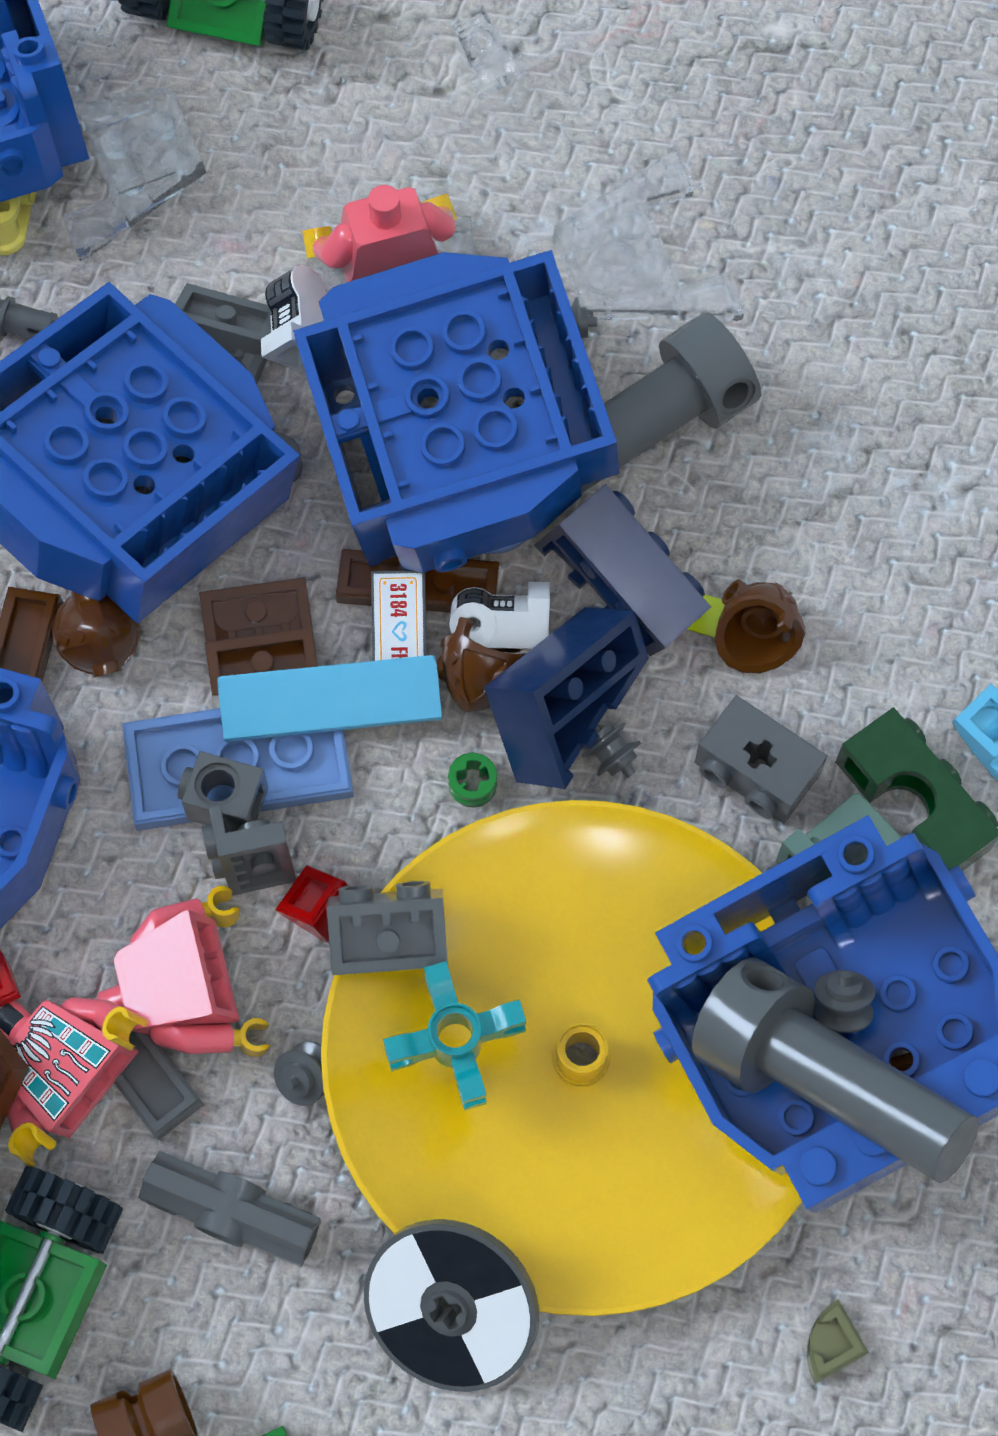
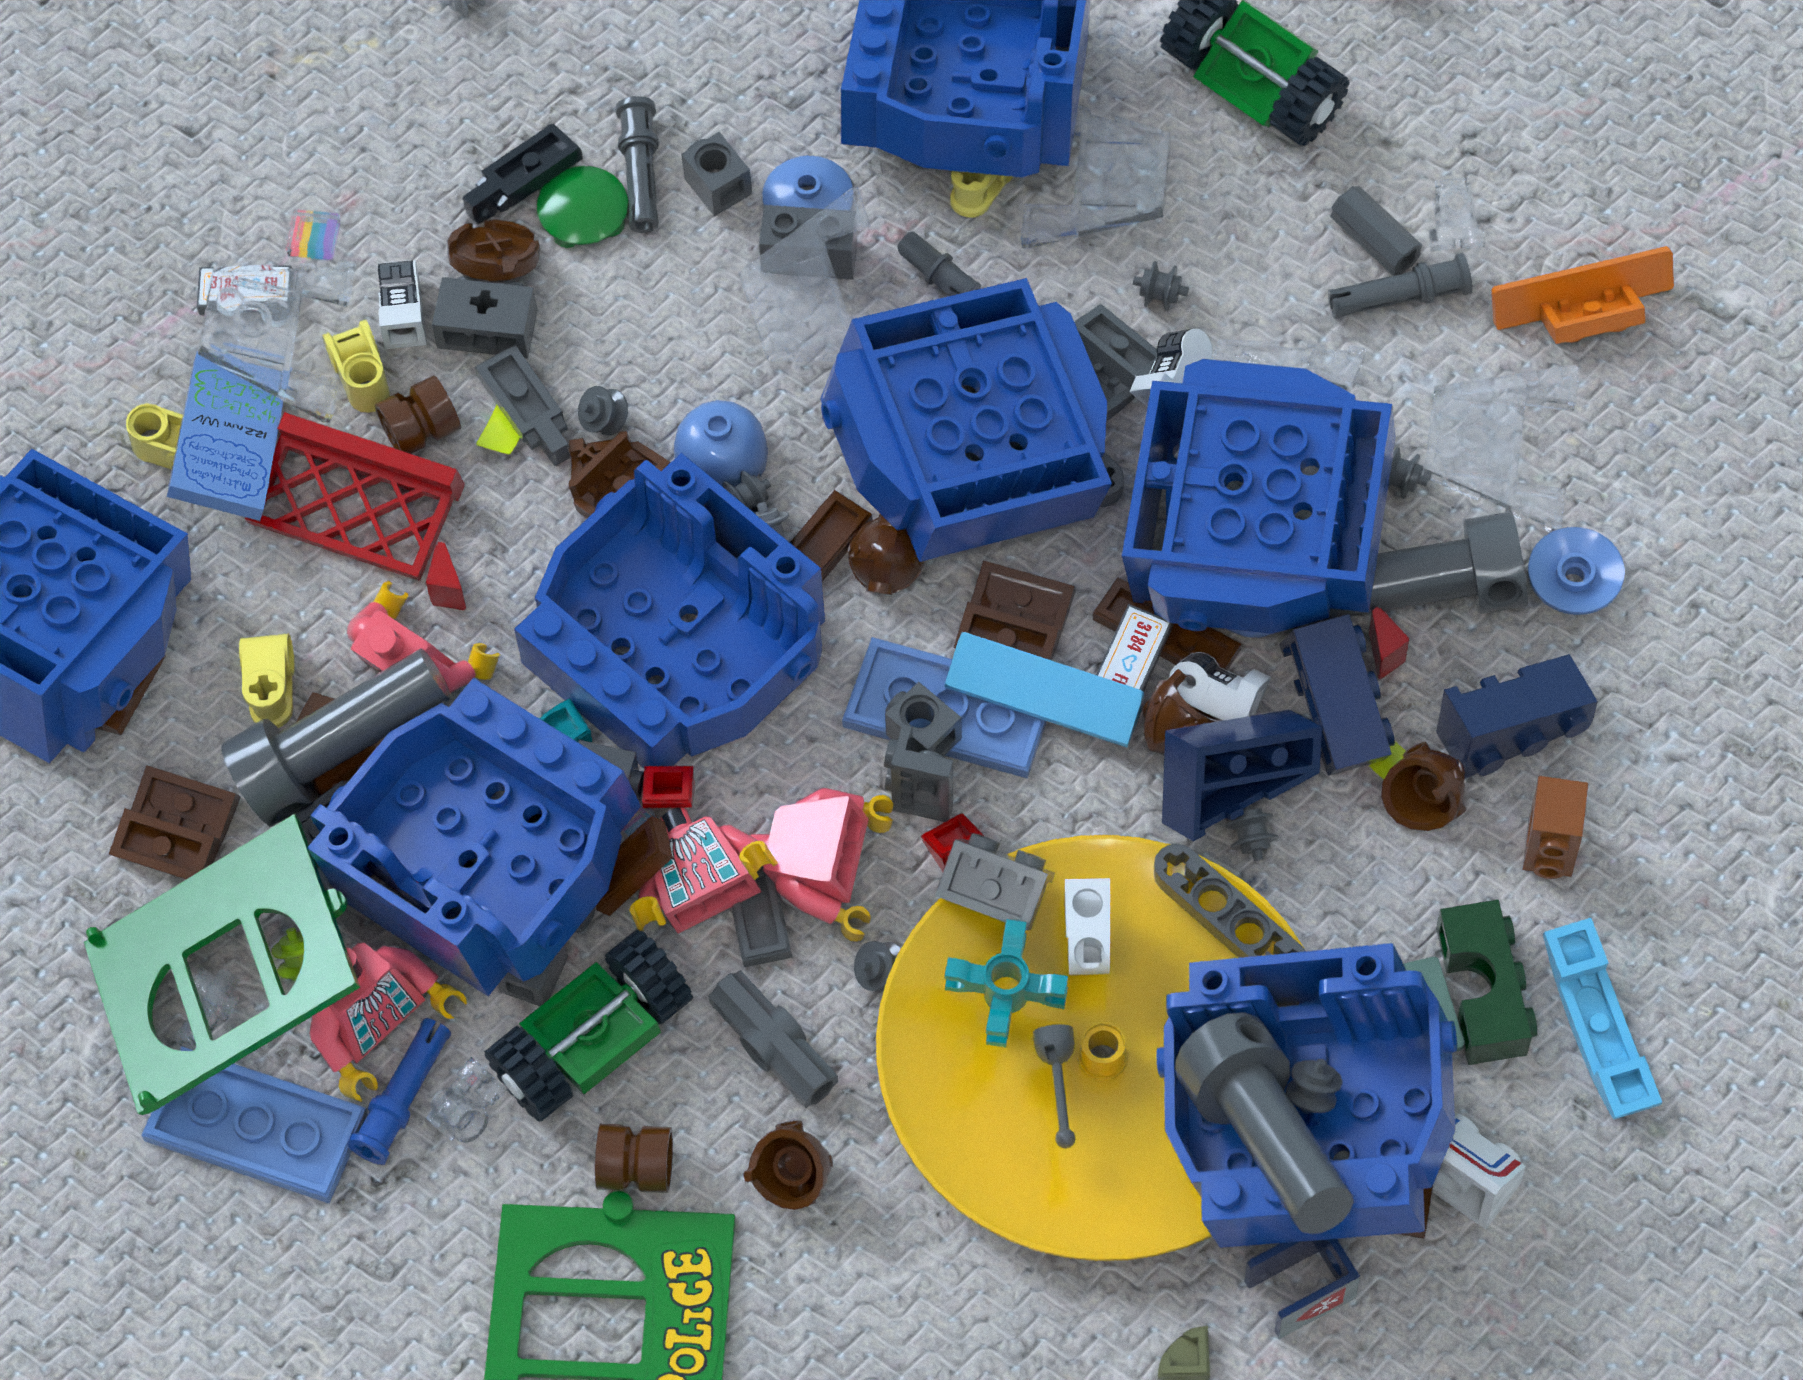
camera: 30 degrees right, 5 degrees down
(238, 240) = (1160, 286): none -> dark grey wheel
(321, 1349) = (789, 1166): none -> reddish brown helmet
(382, 232) = (1281, 332): coral torso -> none
(419, 101) = (1376, 230): none -> dark grey axle
(465, 1268) = (917, 1146): piece -> none
(486, 788) = (1121, 794): green bush -> none
(490, 133) = (1422, 283): none -> dark grey pin
(509, 932) = (1088, 925): none -> white leg
(539, 1082) = (1055, 1046): none -> dark grey hinge
(644, 493) = (1387, 643): none -> red slope
(648, 841) = (1223, 922): none -> dark grey beam
(651, 82) = (1586, 297): none -> orange bracket
(748, 734) = (1368, 870): dark grey brick -> none
(791, 329) = (1579, 553): none -> medium blue dish
(805, 513) = (1515, 715): none -> dark blue wedge
(908, 607) = (1555, 827): none -> dark orange brick
(957, 1184) = (1319, 1302): none -> dark blue piece

